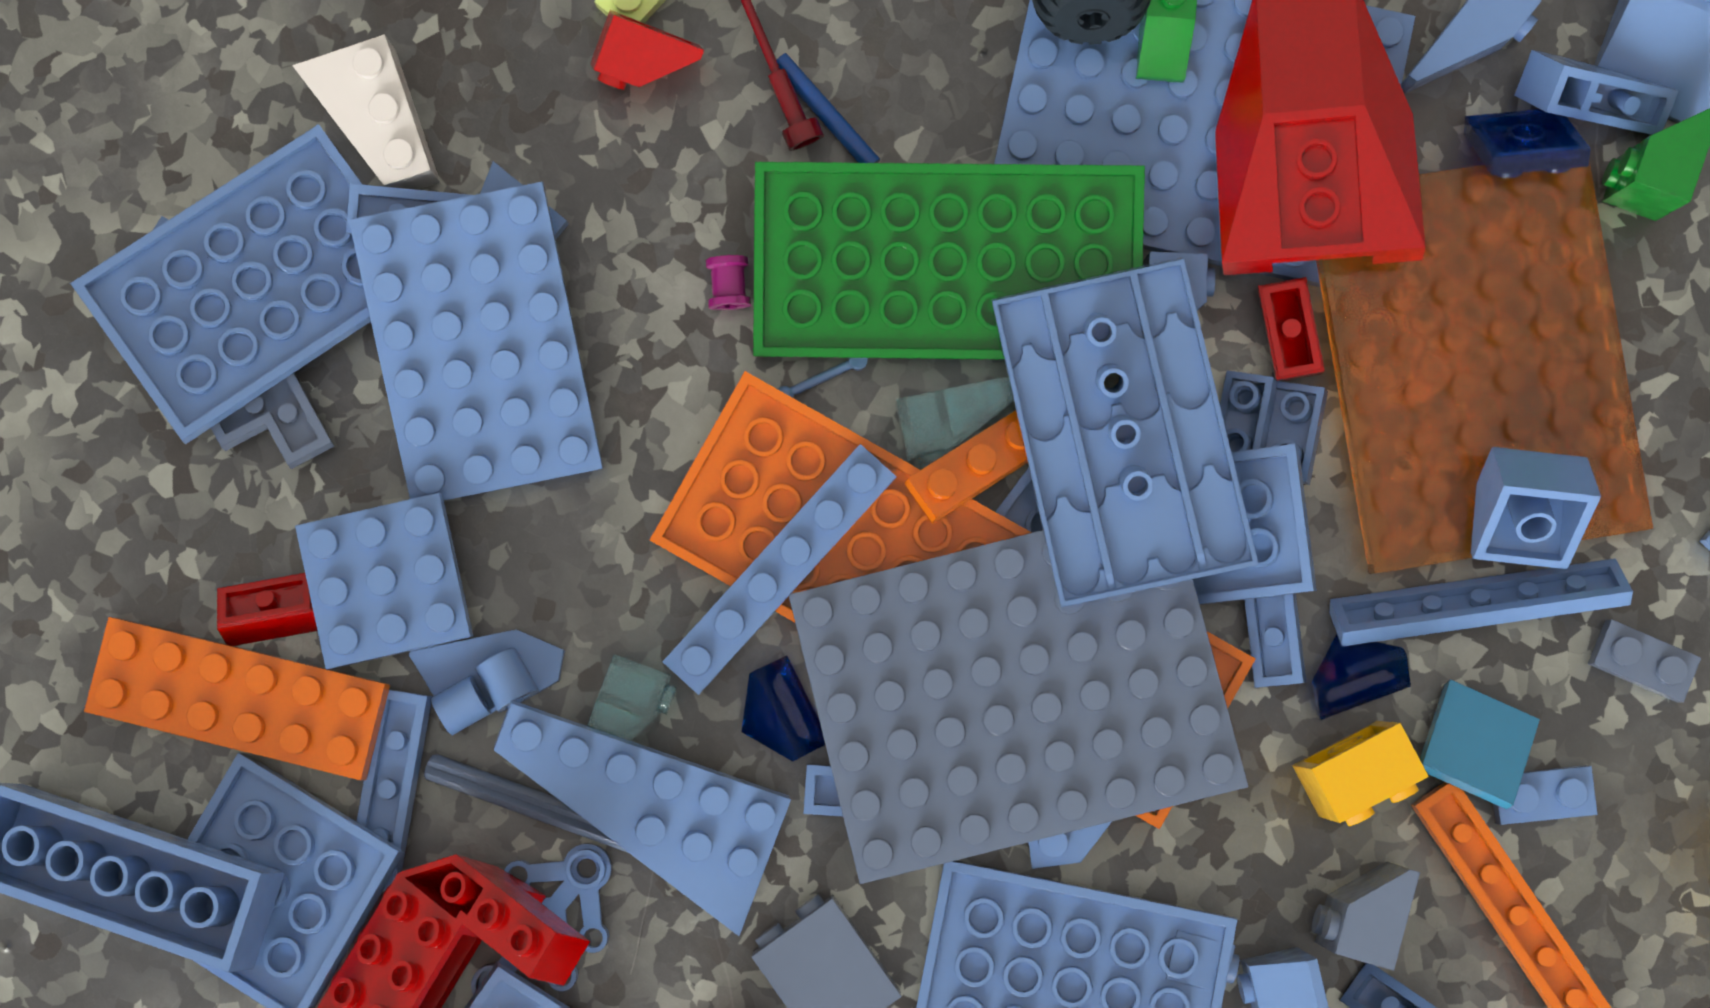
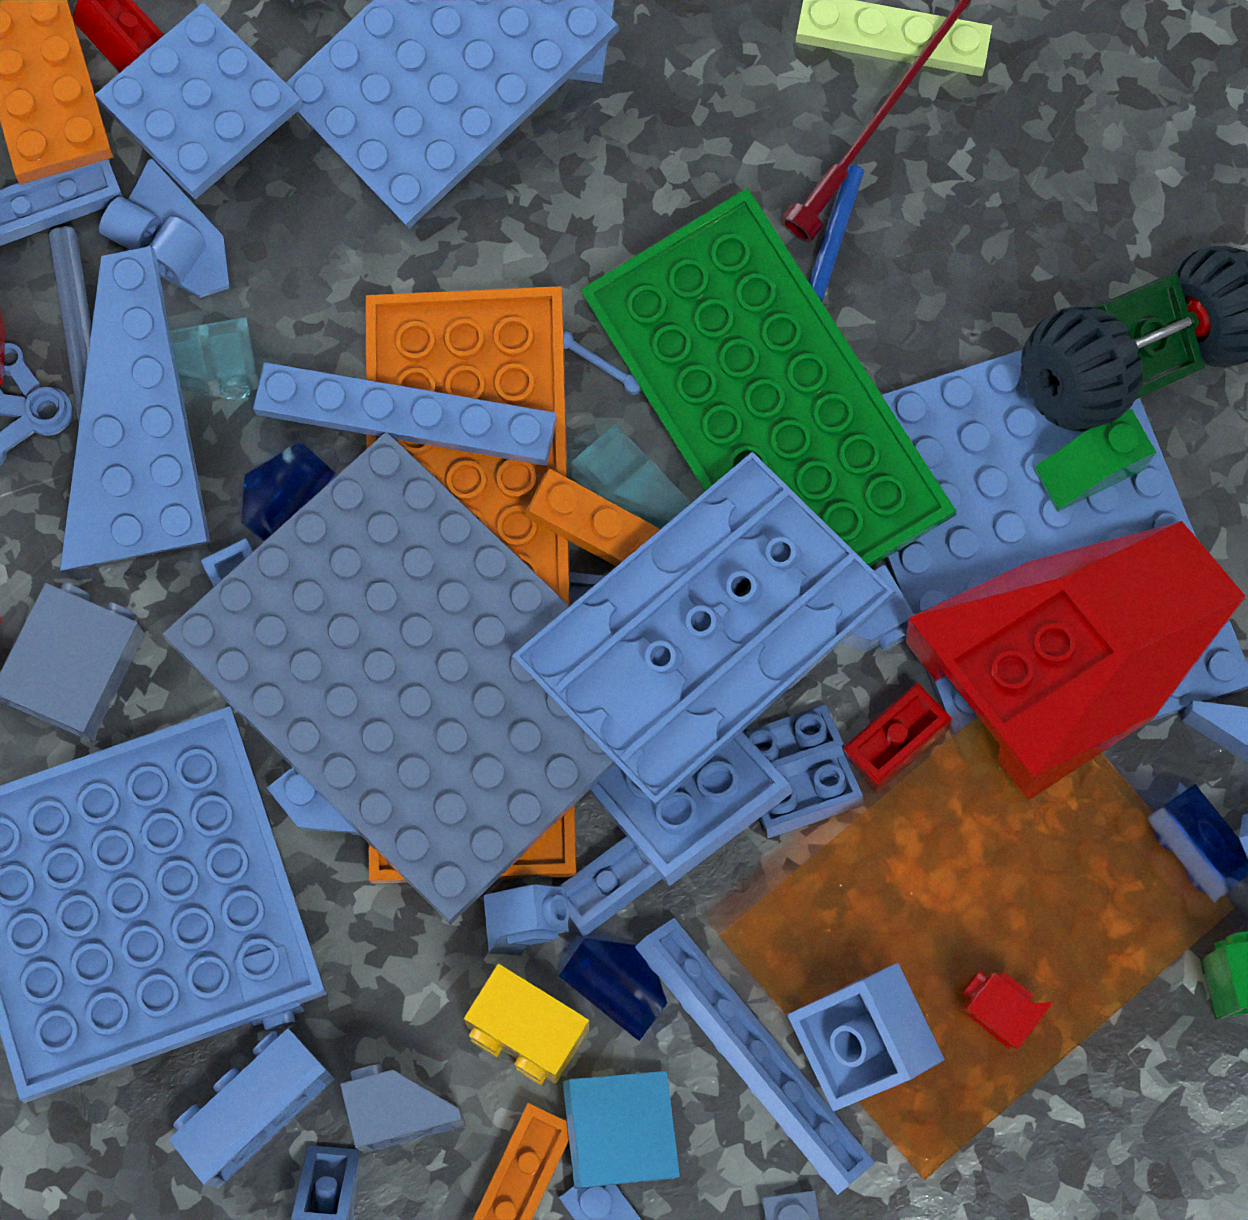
camera: 60 degrees right, 10 degrees down
(639, 52) = (783, 45): red slope -> none
(728, 282) = (632, 234): magenta bush -> none
(1267, 719) = (524, 917): none -> medium blue window
(1571, 384) = (1001, 1007): none -> red window

